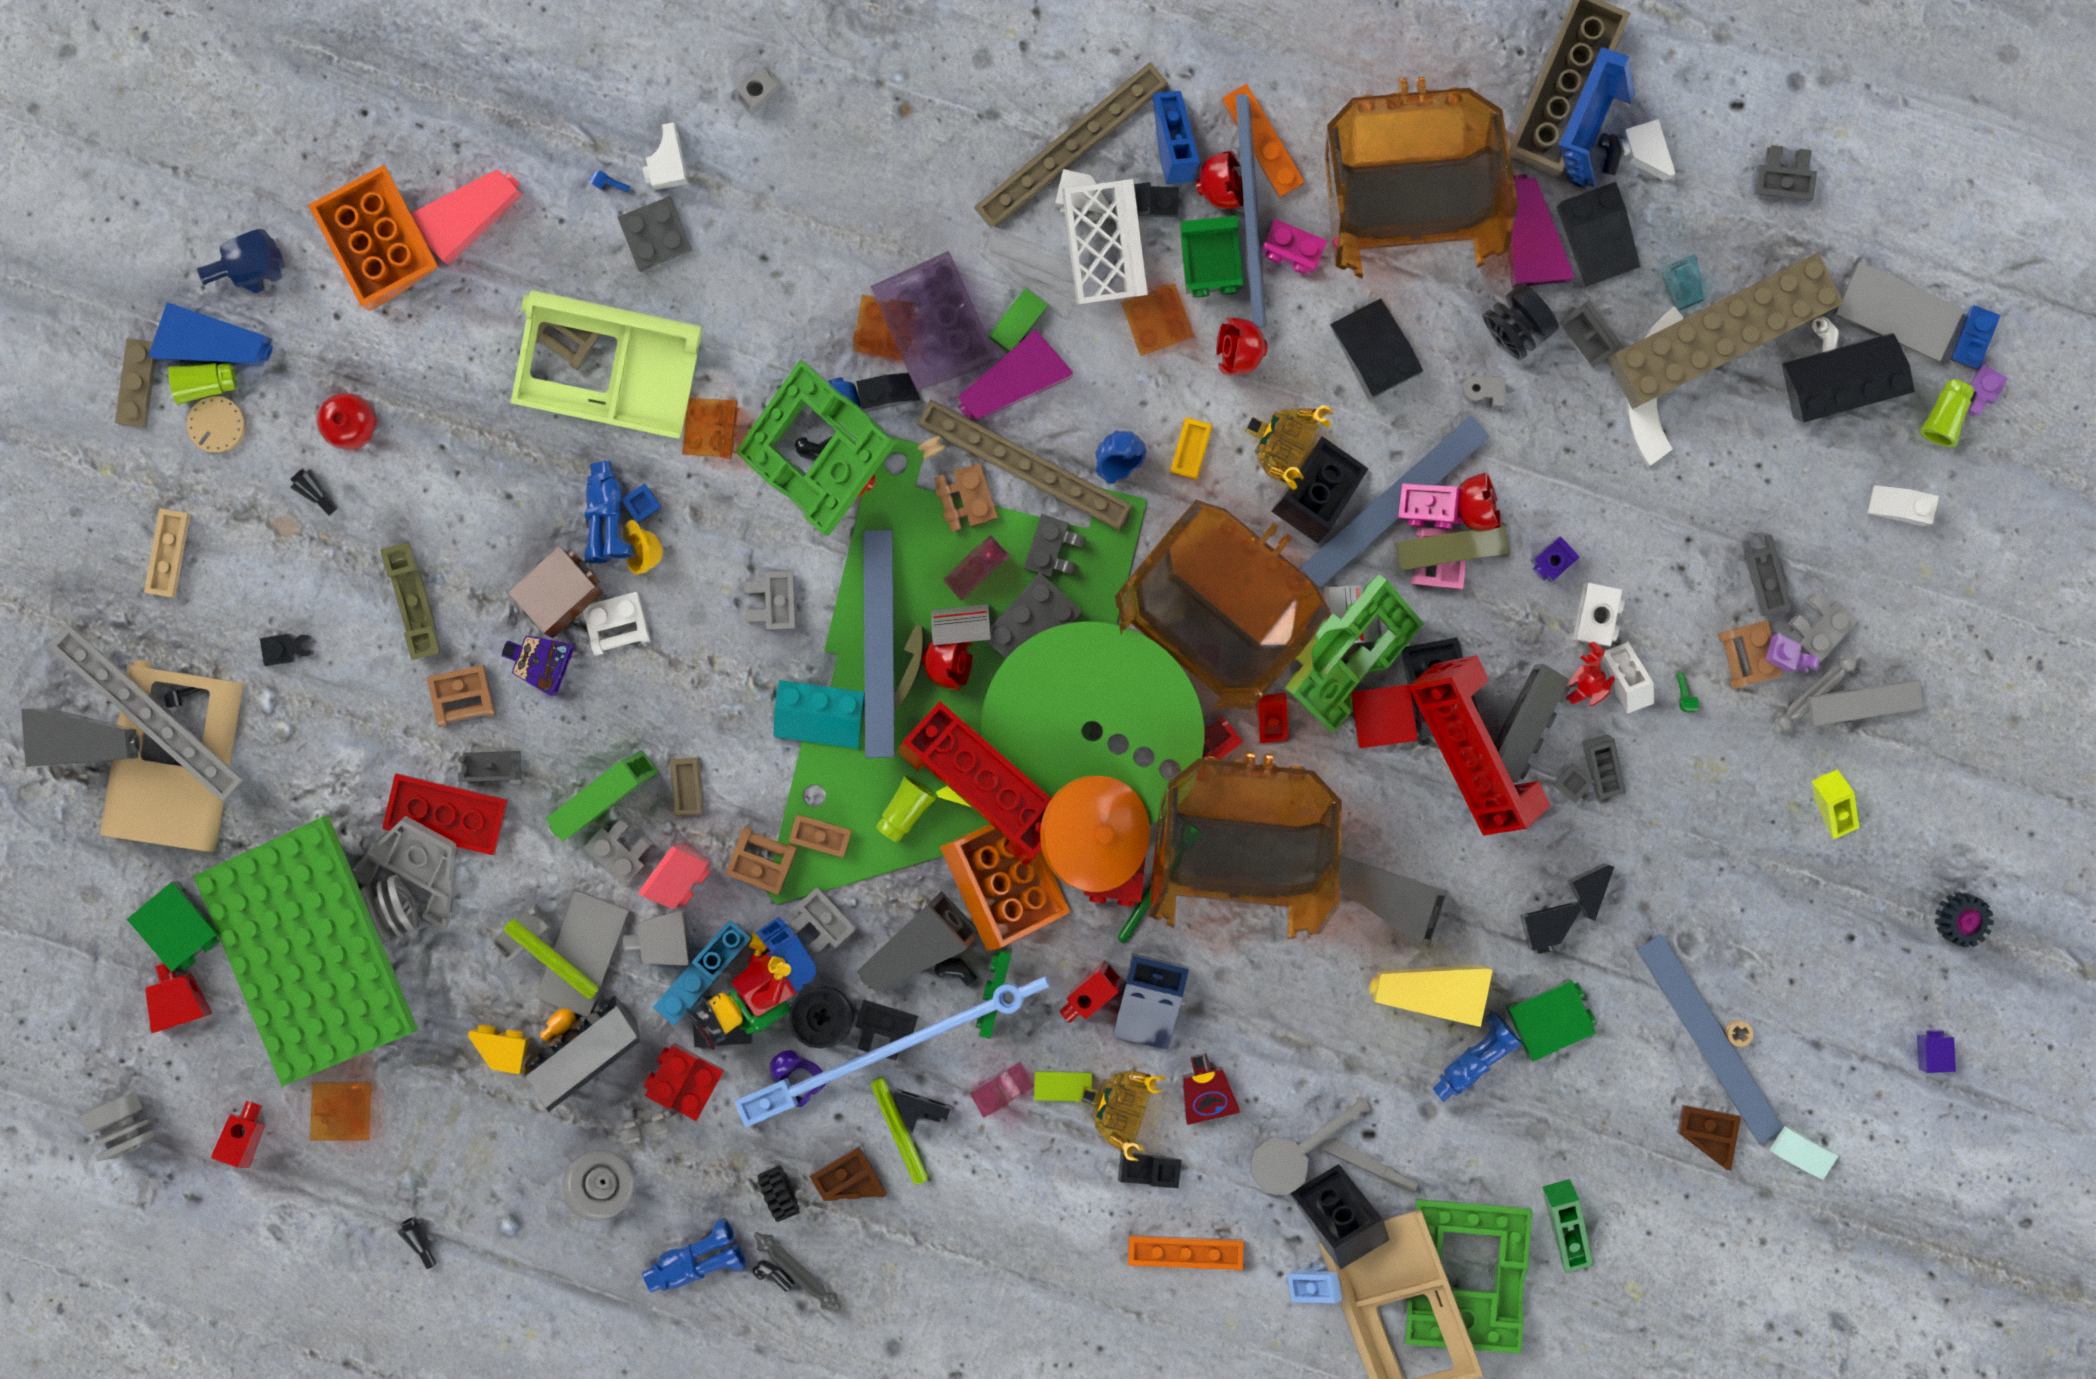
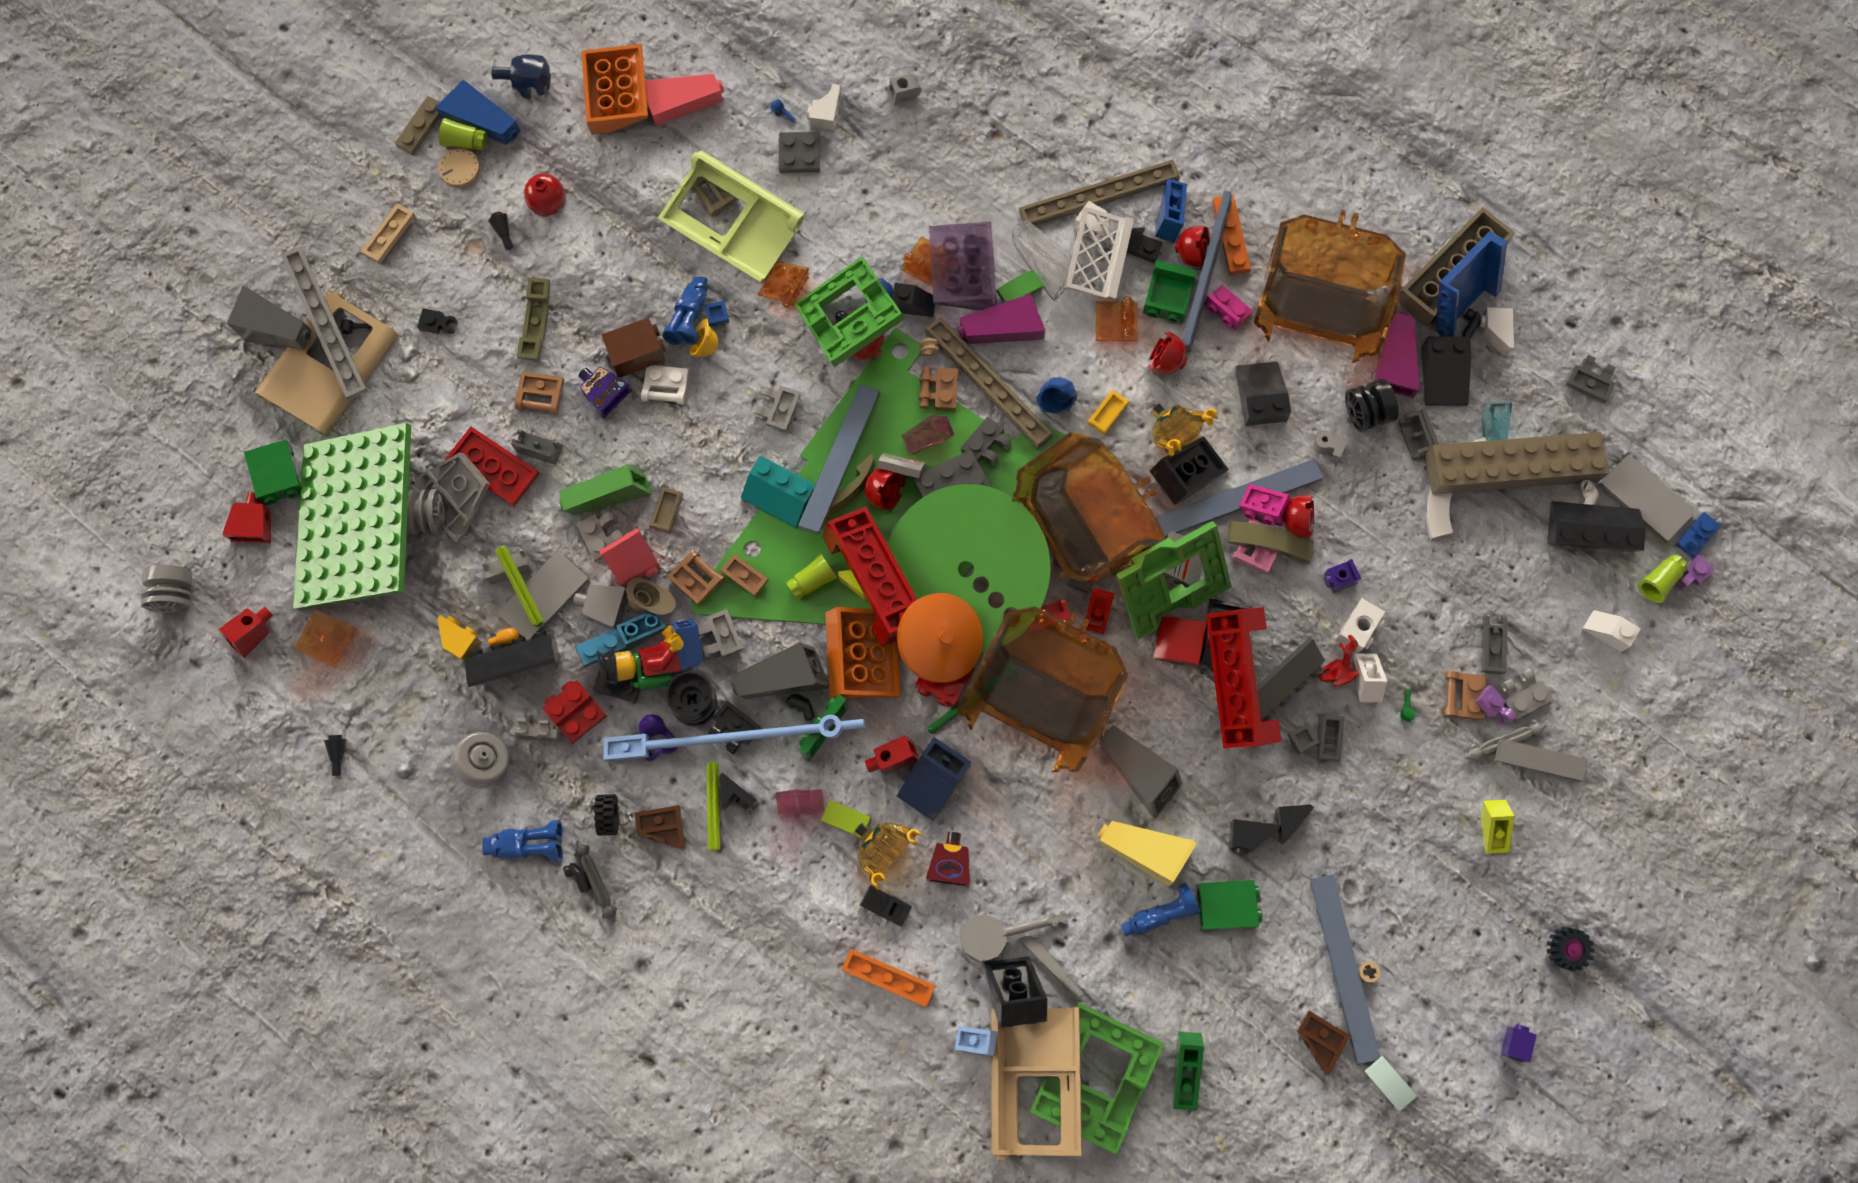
camera: 25 degrees right, 15 degrees down
(717, 909) = (649, 597): none -> dark tan piece

